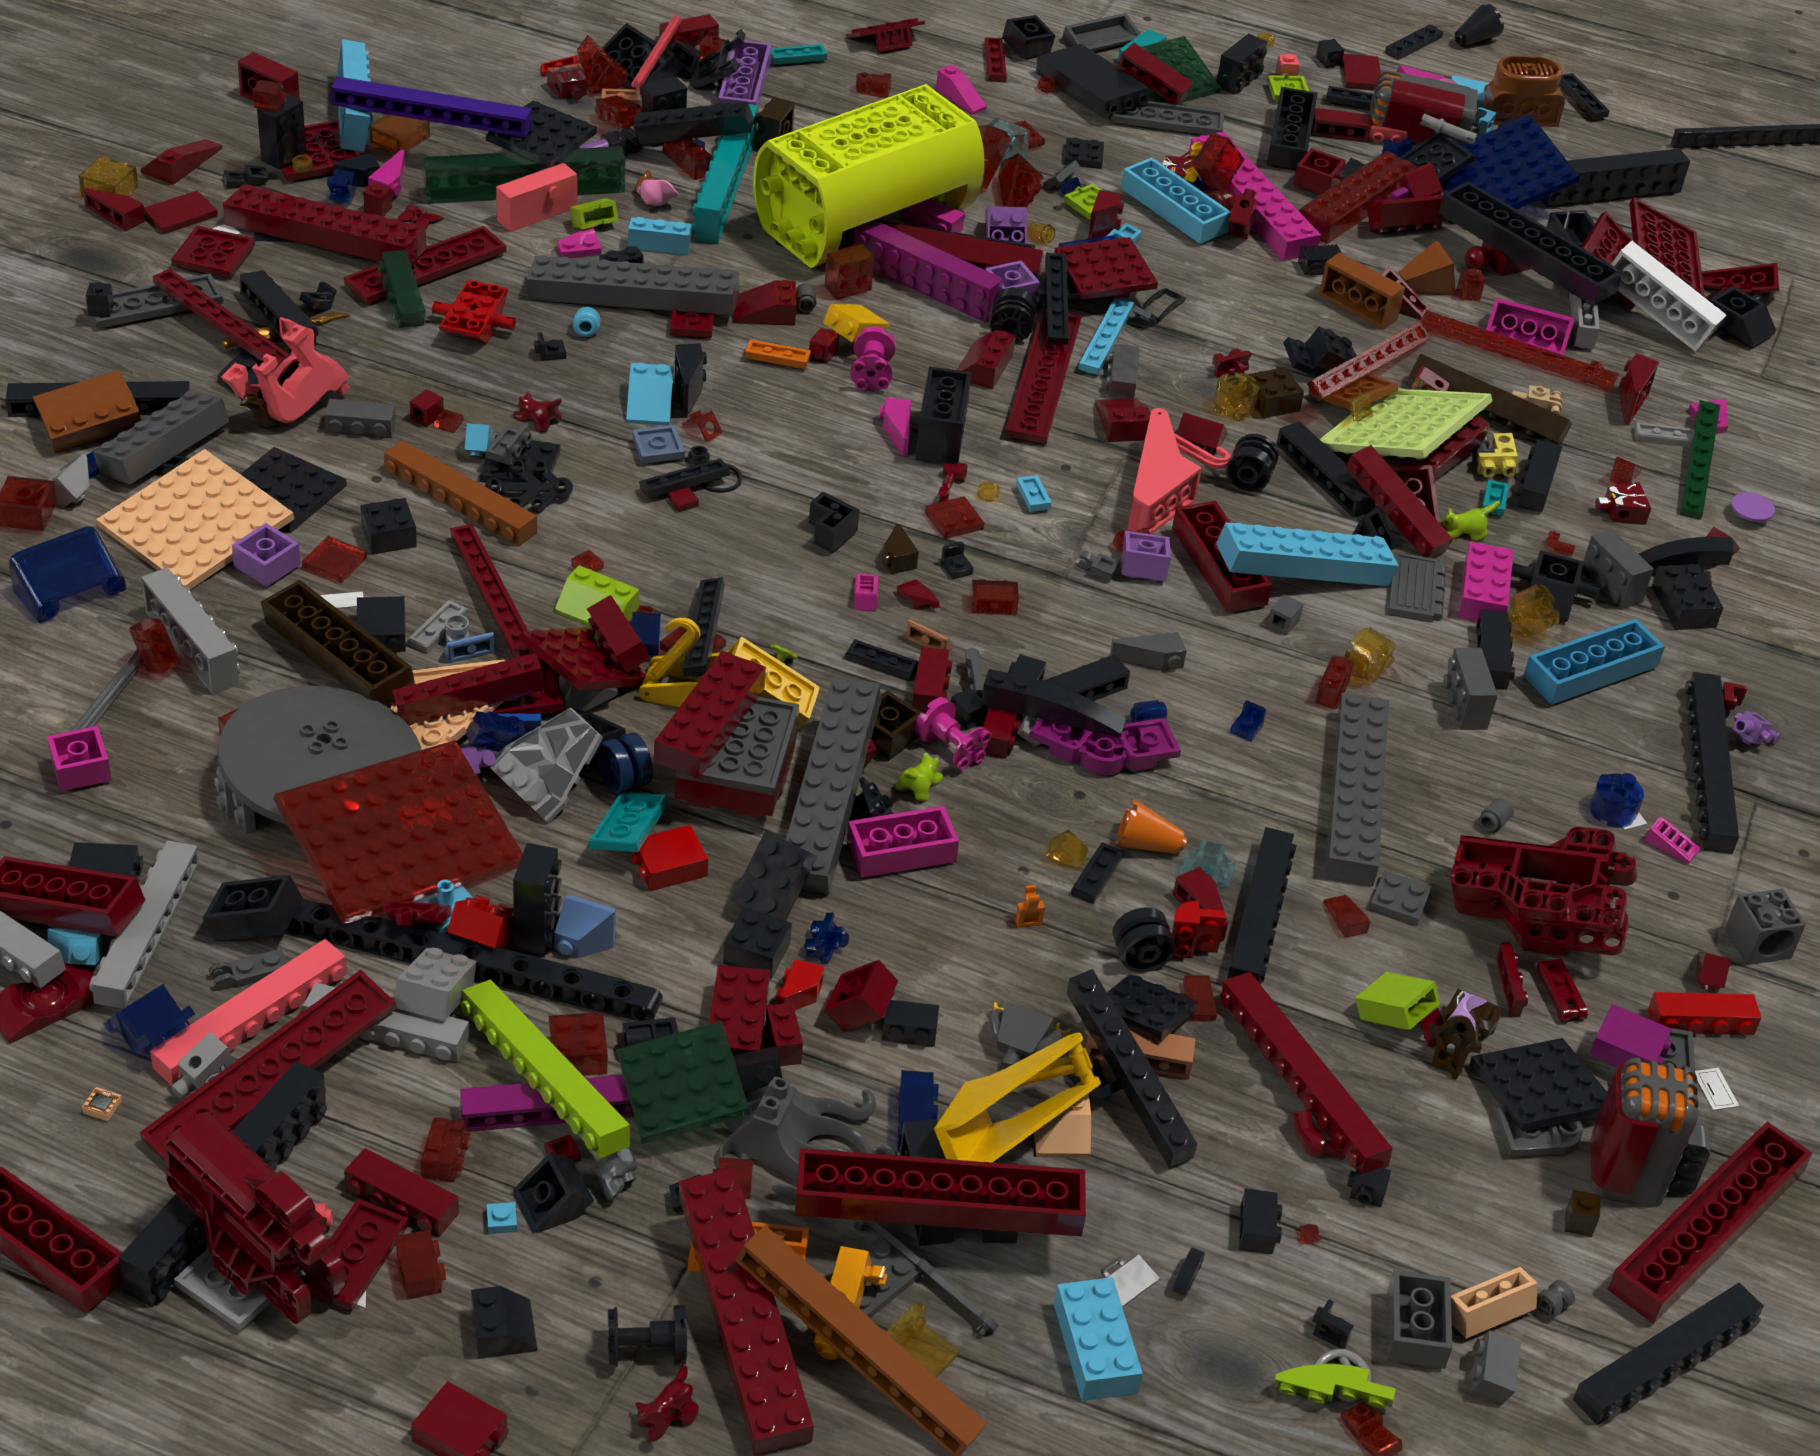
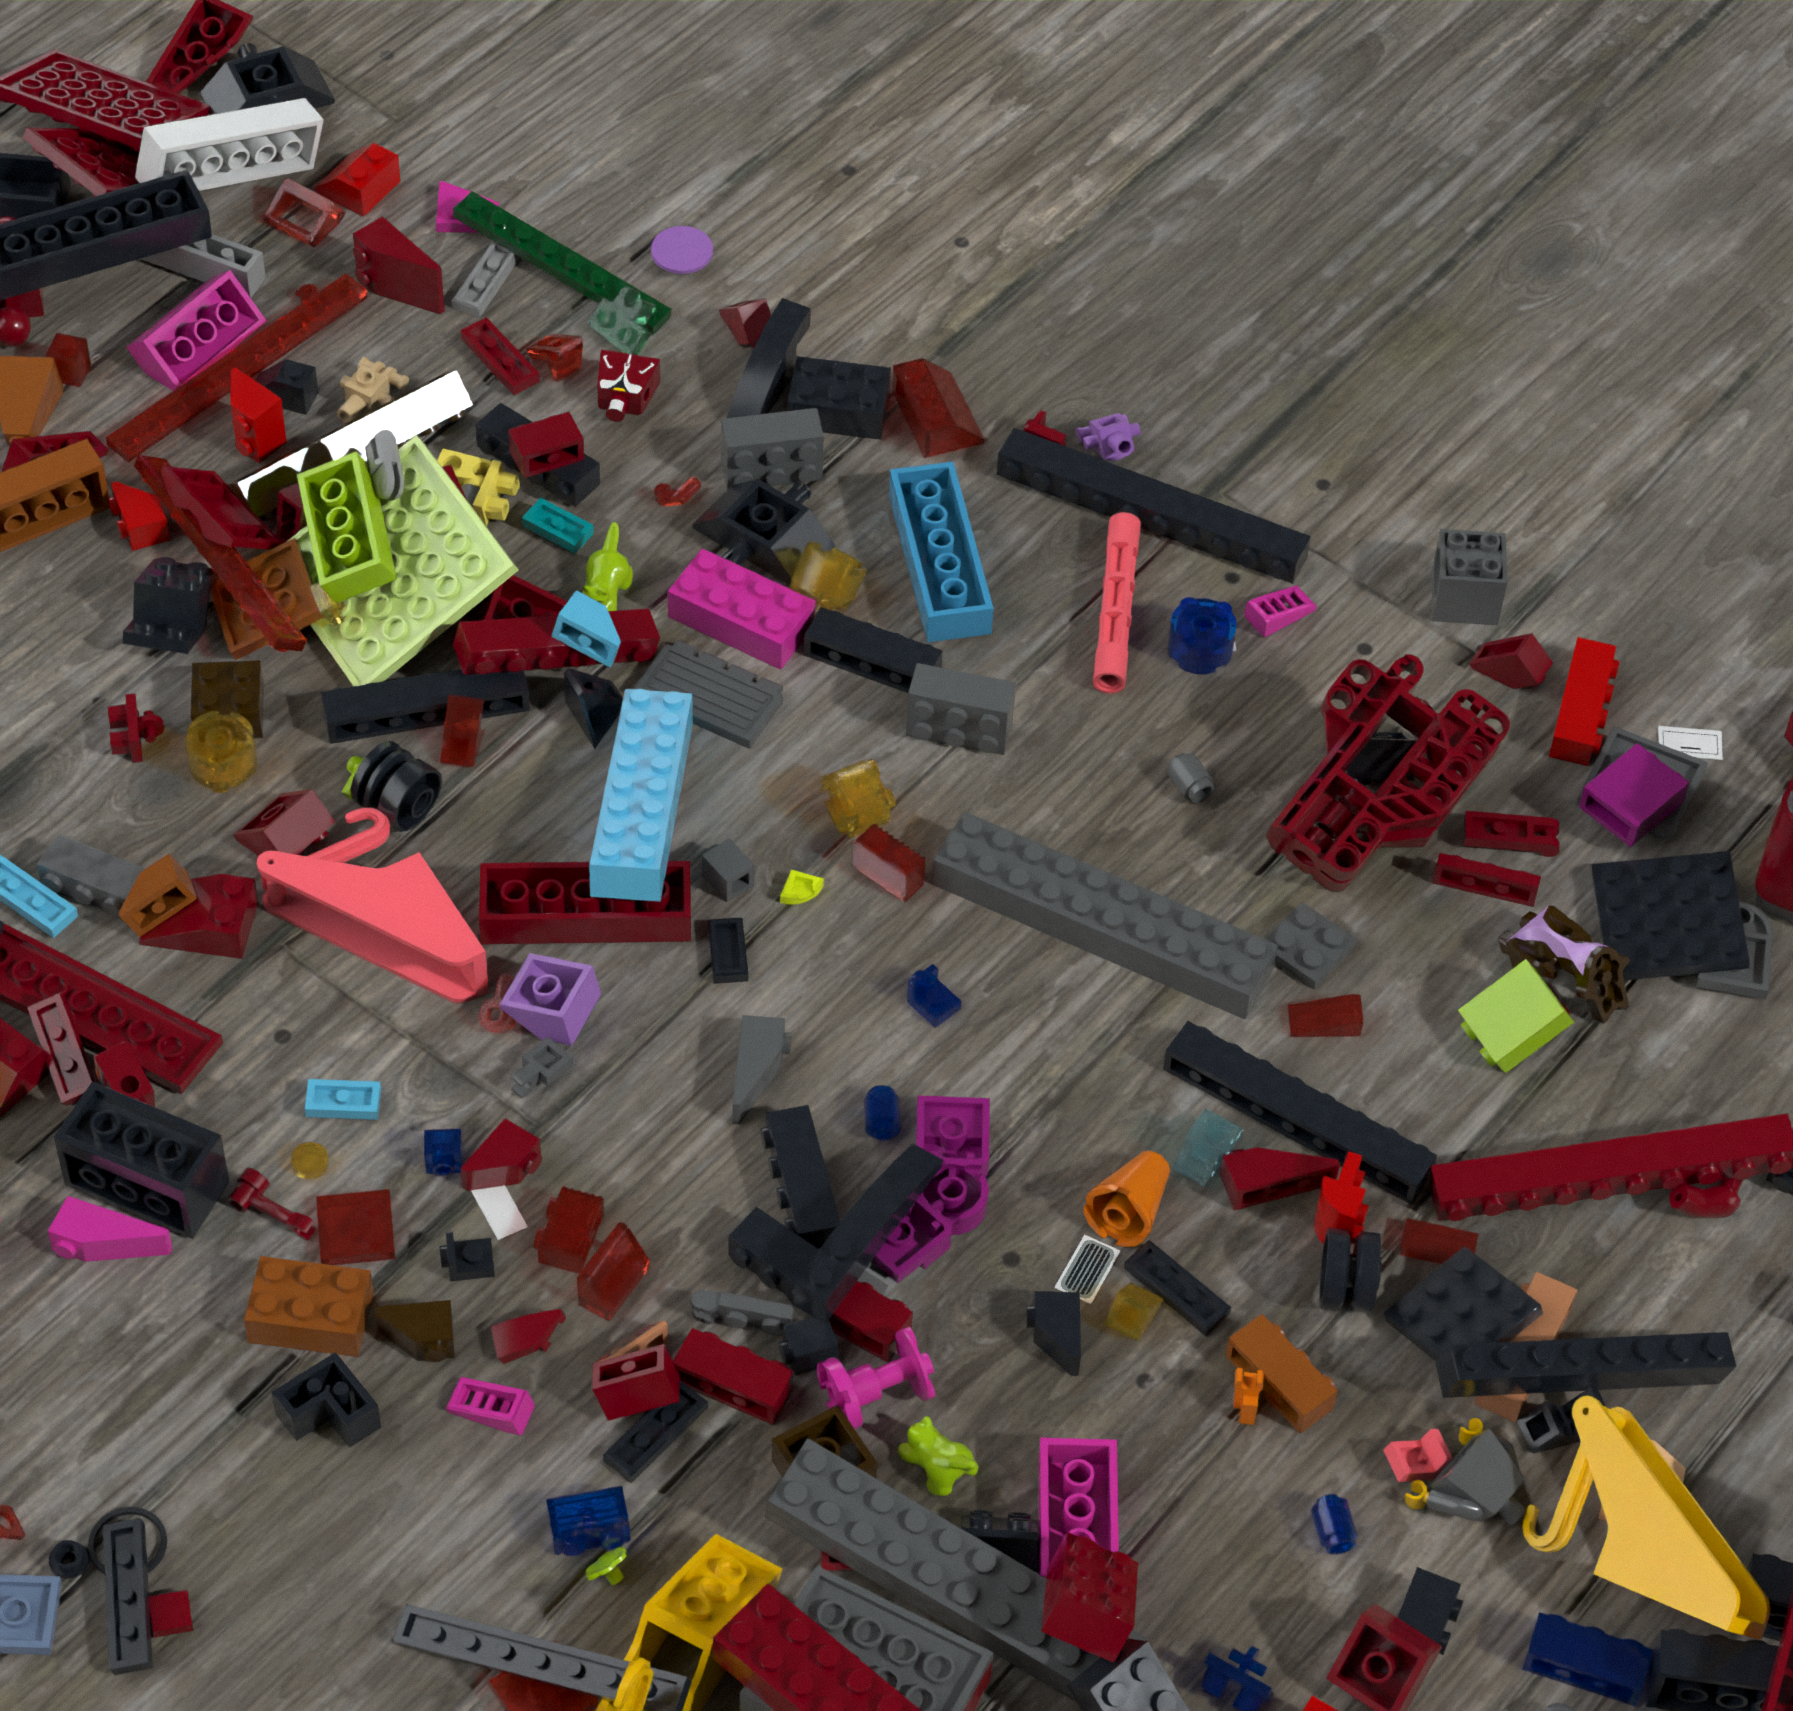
camera: 70 degrees left, 10 degrees up
(807, 639) = (588, 1521): none -> clear blue brick
(830, 825) = (1090, 1596): none -> dark red brick
(889, 503) = (309, 1306): none -> dark orange brick
(901, 634) = (635, 1382): none -> dark red brick
(957, 969) = (1334, 1524): none -> clear blue brick
(970, 623) = (612, 1273): none -> clear red tile
(992, 406) = (121, 1071): none -> dark red torso
(1000, 571) = (499, 1210): none -> white sticker
(1004, 381) = (62, 1048): none -> plate
(1019, 536) = (443, 1151): none -> clear blue plate
(1025, 997) = (1418, 1458): none -> coral bracket
(1027, 559) = (502, 1158): none -> dark red slope
(1036, 817) = (1057, 1327): none -> black slope
(1056, 927) = (1289, 1377): none -> dark orange brick
(1092, 830) = (1087, 1268): none -> sticker
(1122, 390) = (157, 895): none -> dark orange slope
(1230, 629) = (727, 950): none -> black tile
(1295, 652) = (800, 888): none -> neon yellow tile
(1311, 487) = (462, 730): none -> clear red slope
(1377, 331) = (140, 516): none -> red slope
(1398, 352) = (217, 509): none -> dark red slope
(1408, 501) = (587, 628): none -> medium azure slope
(1410, 389) = (346, 527): none -> lime brick
(1461, 386) = (385, 465): none -> light grey arm
(1477, 353) = (255, 417): none -> red slope
(1516, 371) = (293, 383): none -> black slope
(1538, 464) = (546, 444): none -> dark red brick
(1607, 449) = (500, 356): none -> dark red plate
(1616, 756) = (1115, 613): none -> coral piece
(1658, 341) = (286, 196): none -> clear red tile
(1672, 490) = (623, 319): none -> clear green plate
(1698, 367) = (362, 179): none -> red slope
(1715, 643) = (934, 408): none -> clear red slope

